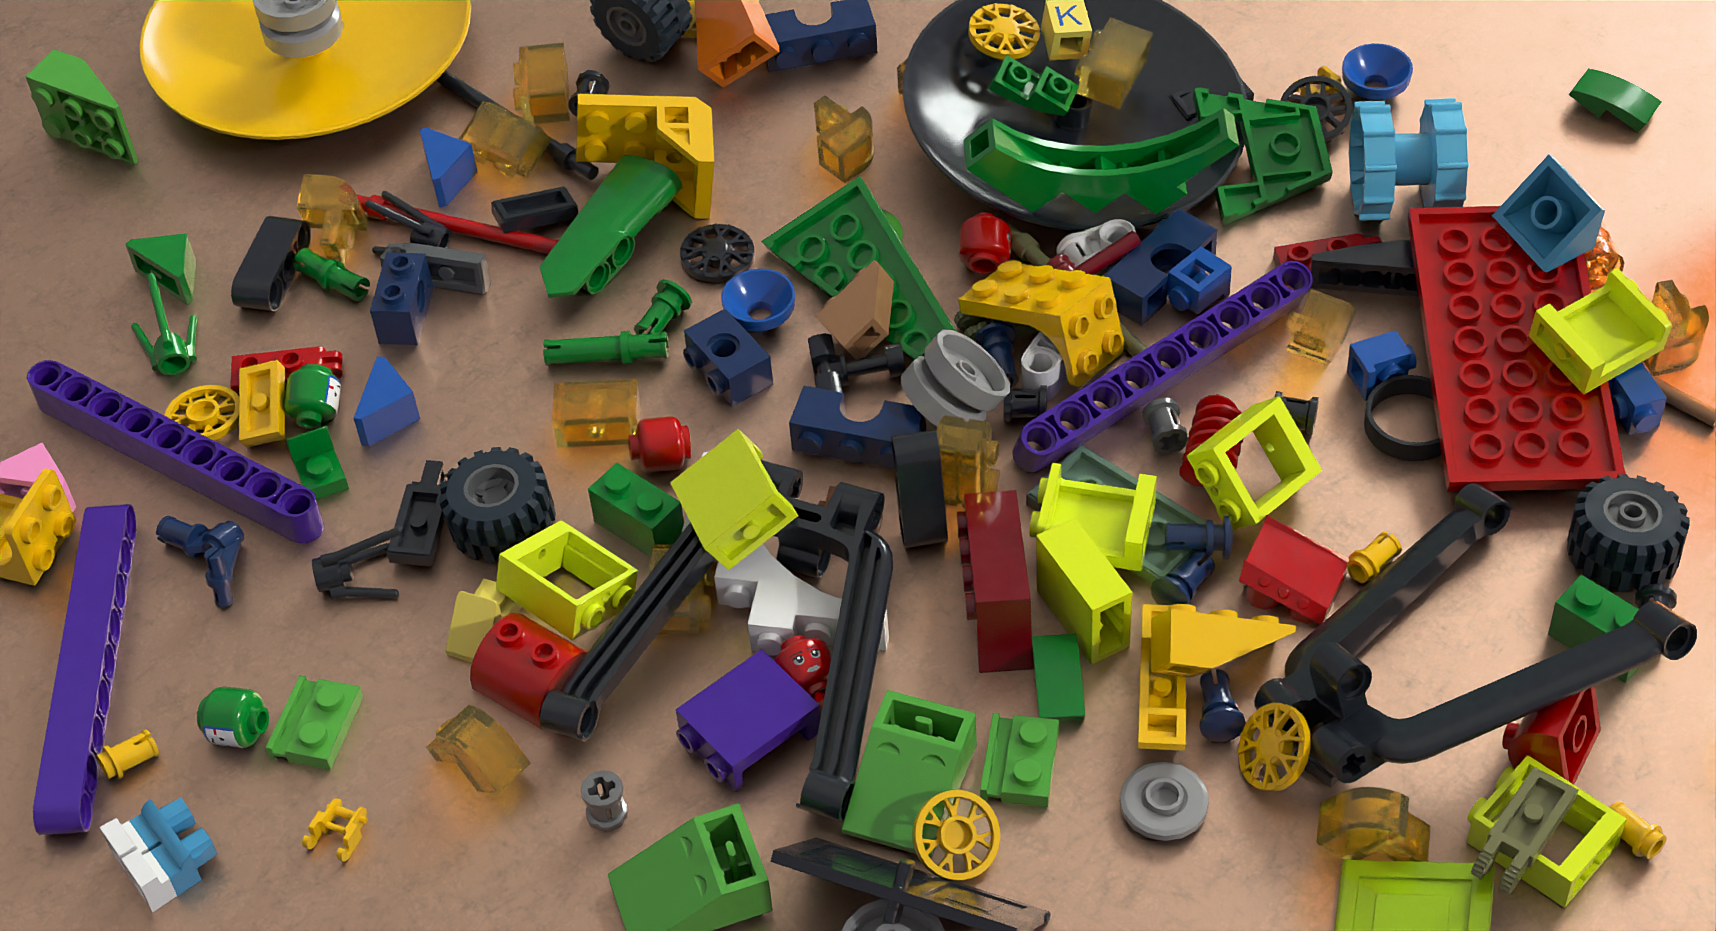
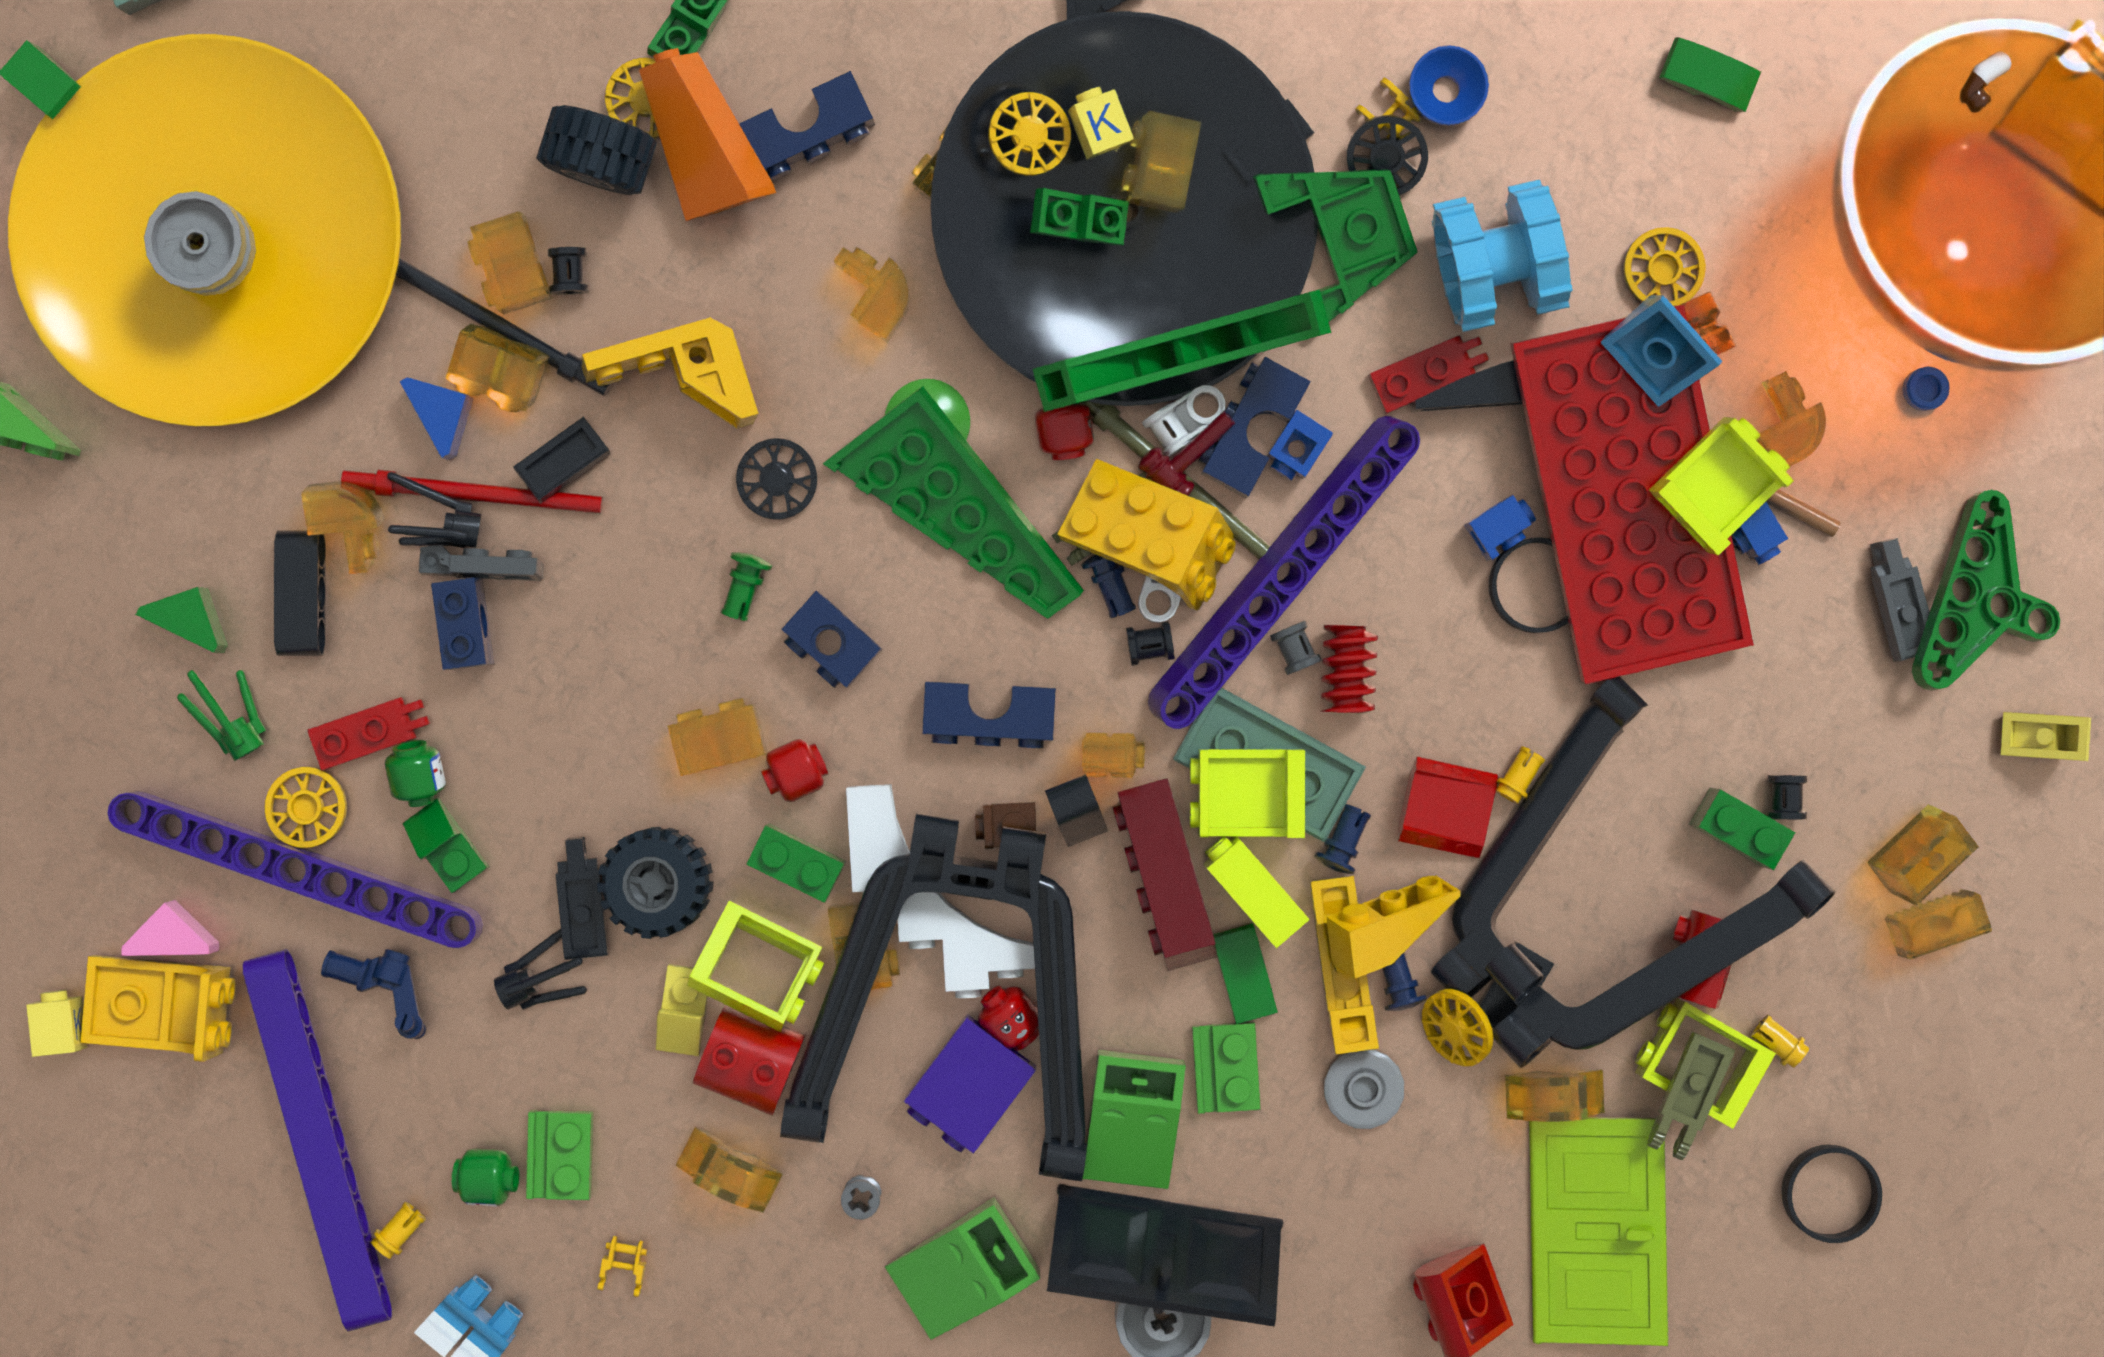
camera: 15 degrees left, 40 degrees up
(261, 403) = (366, 794): yellow plate -> none
(331, 274) = (369, 592): green pin -> none
(384, 405) = (494, 765): blue slope -> none
(605, 228) = (651, 481): green panel -> none
(606, 348) = (699, 646): green pin -> none
(732, 500) = (899, 880): neon yellow panel -> none
(759, 290) = (820, 554): blue piece -> none
(834, 370) = (947, 634): black bar -> none
(860, 311) = (960, 569): medium nougat slope -> none
(955, 379) = (1081, 659): light grey wheel -> none
(956, 835) = (1188, 1173): yellow wheel -> none
(1200, 537) = (1354, 794): dark blue pin -> none
(1281, 444) = (1375, 693): neon yellow window -> none
(1302, 411) = (1421, 606): black bush -> none
(1320, 327) = (1433, 491): clear yellow brick -> none
(1627, 532) = (1758, 710): black wheel -> none

